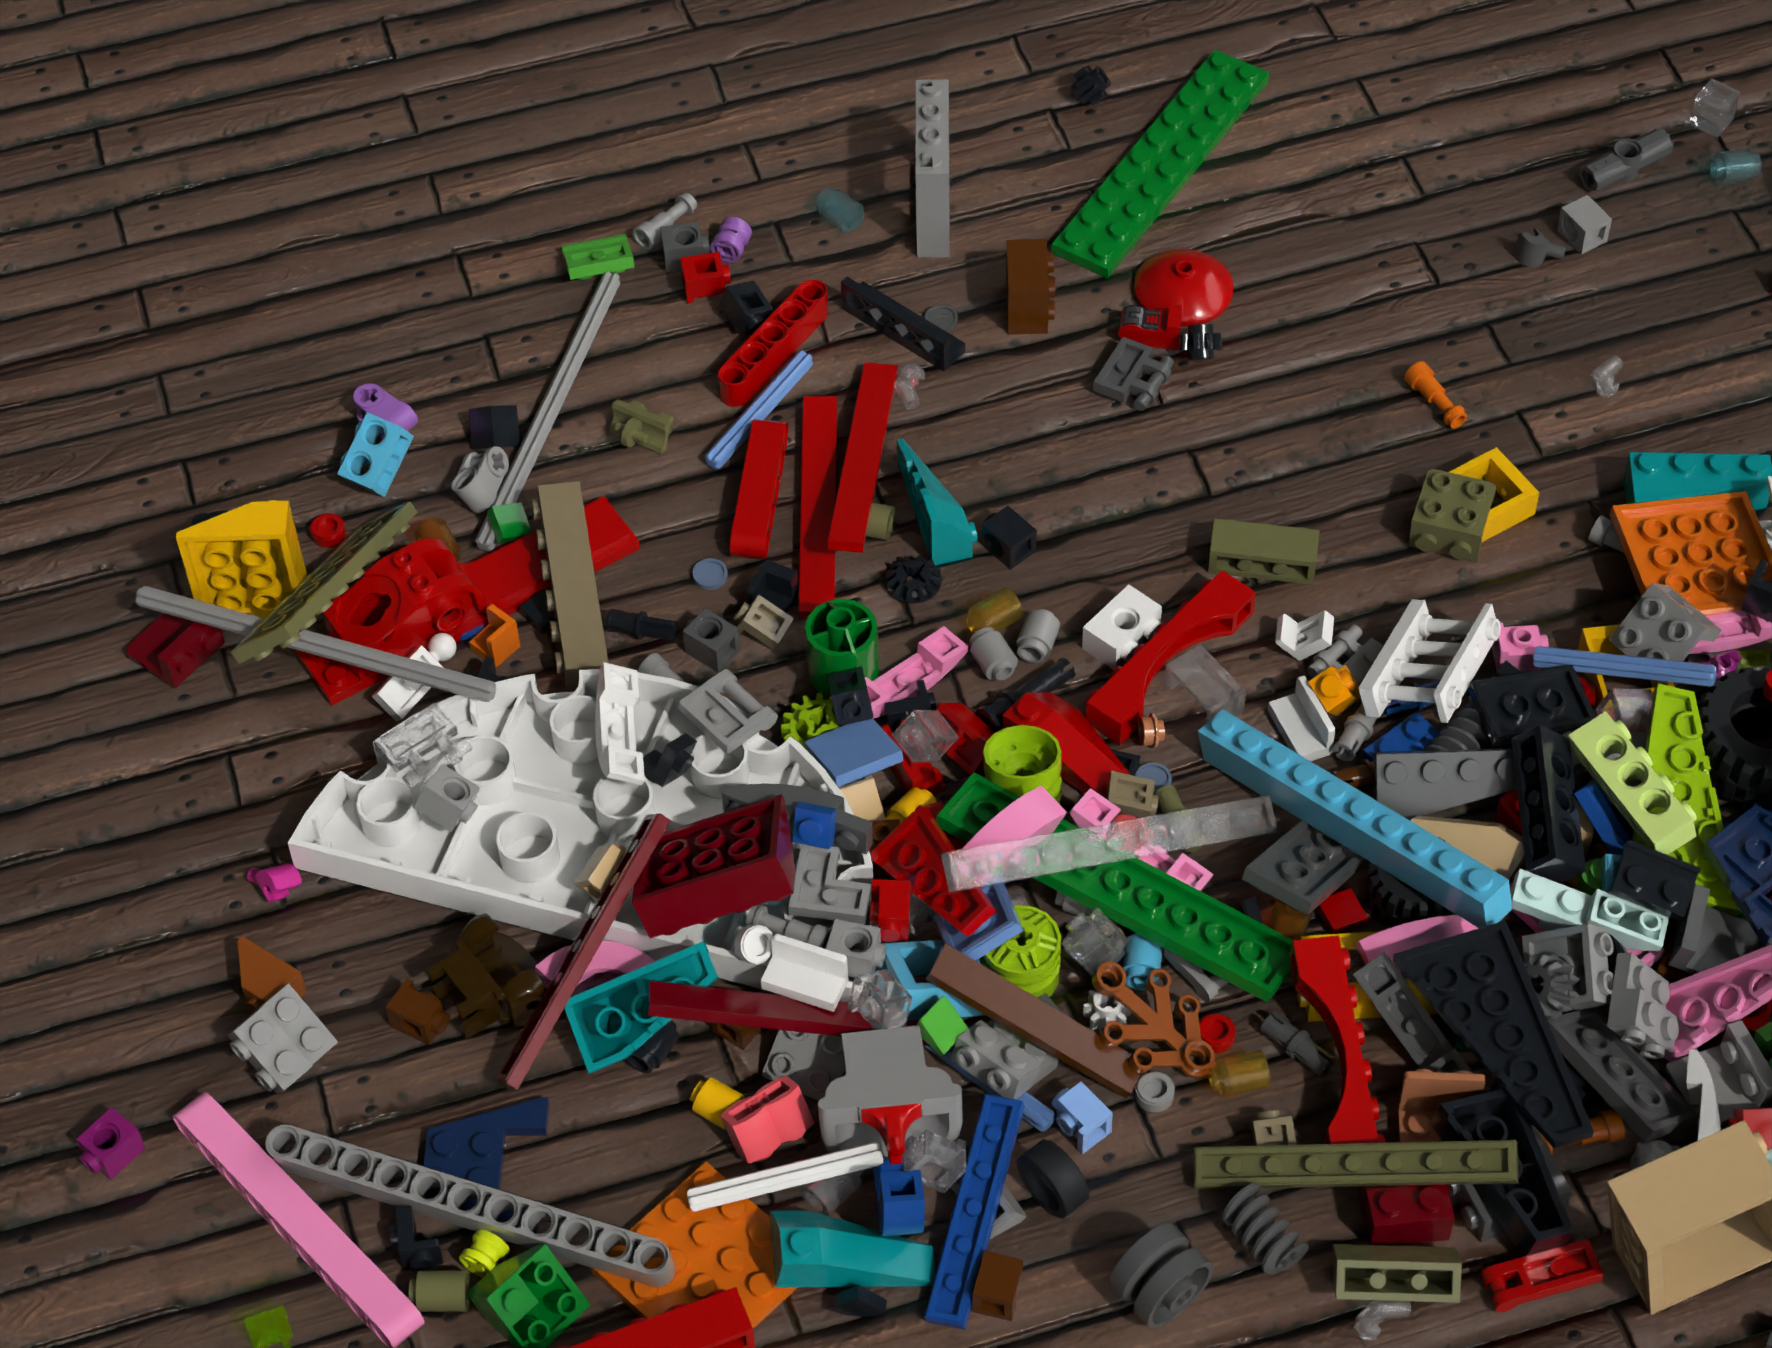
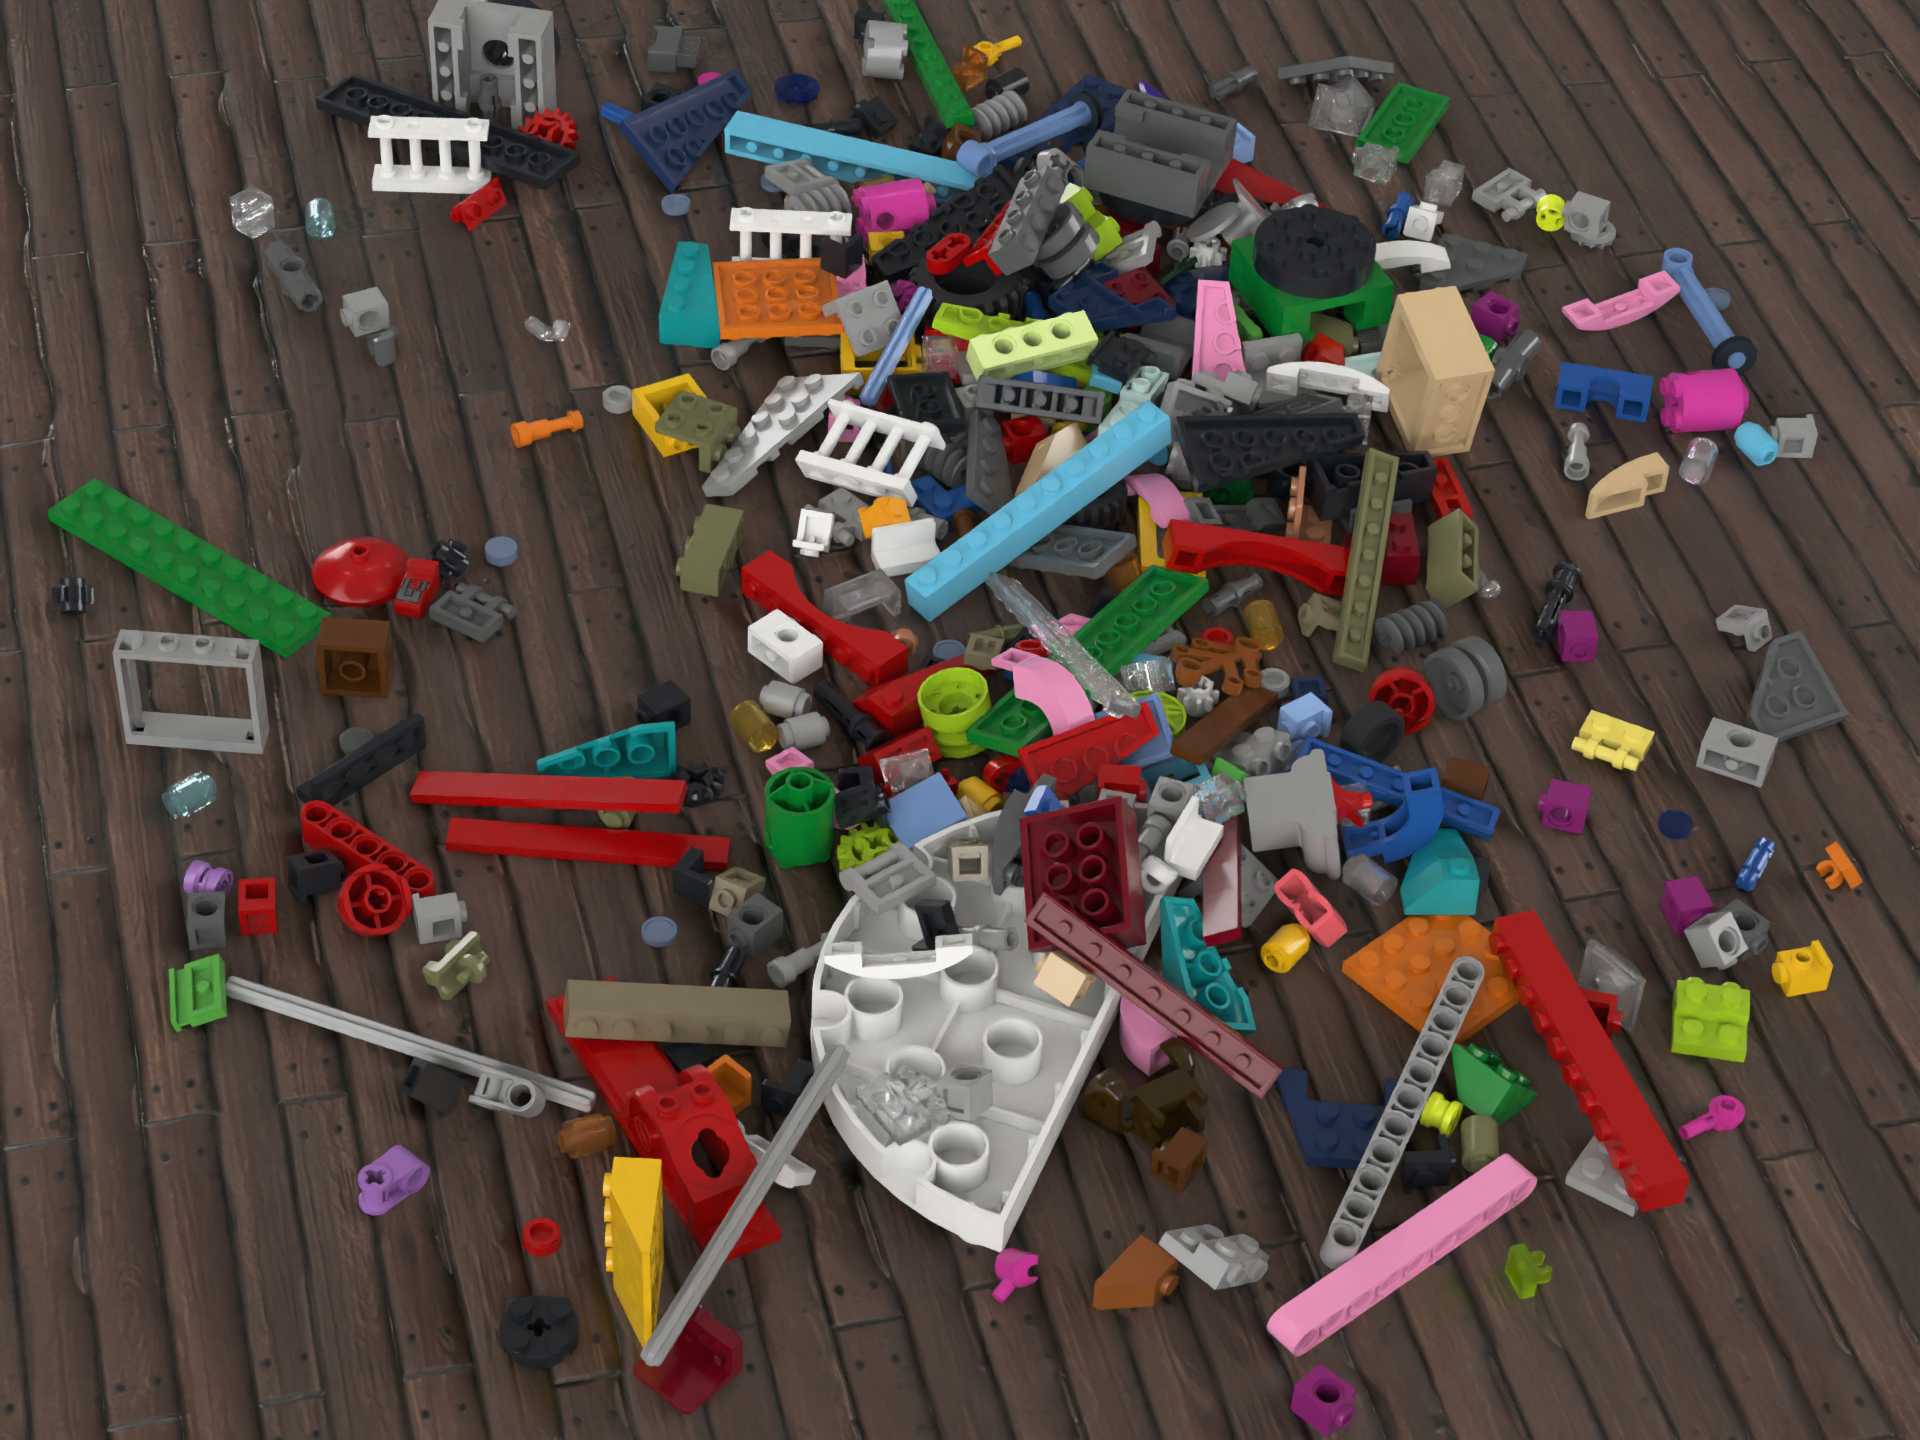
camera: 90 degrees left, 10 degrees down
(323, 584) = (698, 1176): olive plate -> none
(383, 457) = (469, 1166): medium azure brick -> none
(509, 522) = (572, 1073): green tile -> none
(648, 232) = (173, 948): light grey piece -> none
(668, 801) = (992, 937): none -> light grey pin
(700, 346) = (374, 900): none -> red cylinder
(701, 401) = (438, 917): none -> light grey brick
(758, 409) = (459, 883): medium blue axle -> none
(759, 489) = (563, 880): red beam -> none
(769, 771) = (967, 860): none -> dark tan brick
(785, 1176) = (1376, 893): white axle -> none
(905, 385) = (438, 761): clear arm -> none
(1127, 1210) = (1406, 693): none -> red cylinder
(1144, 1129) = (1303, 685): none -> dark blue tile
(1233, 386) = (501, 551): none -> sand blue tile
(1511, 447) = (617, 399): none -> light grey tile
(1515, 595) = (783, 418): none -> light grey wing

